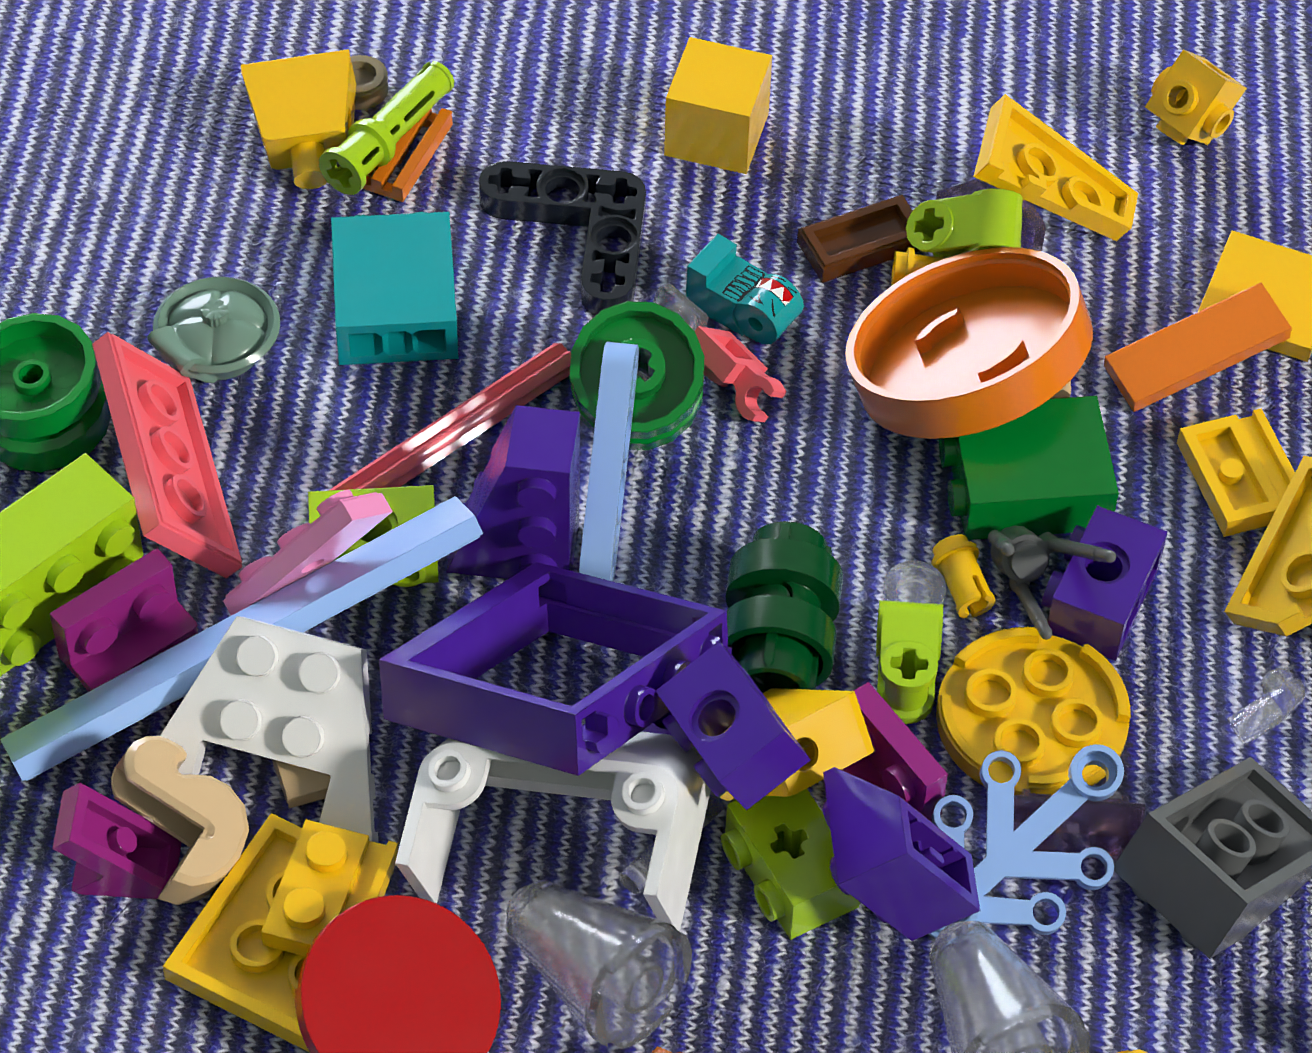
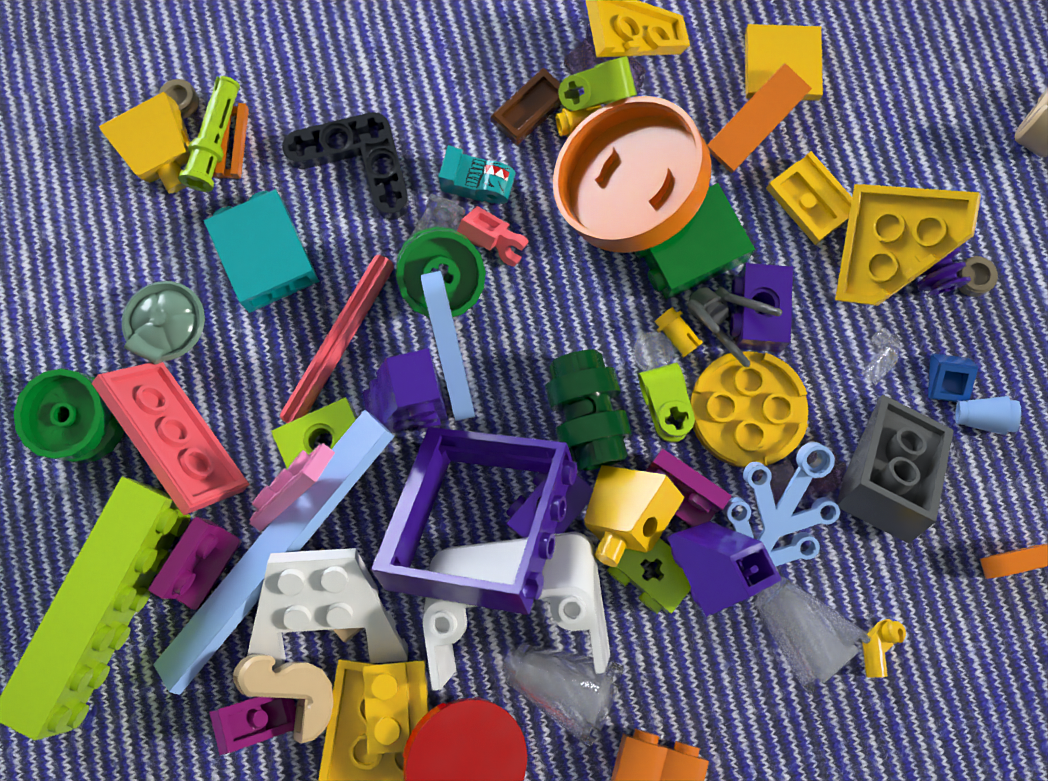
camera: 20 degrees left, 25 degrees up
(717, 105) = (409, 43): yellow head -> none
(757, 747) = (631, 542): dark purple brick -> none

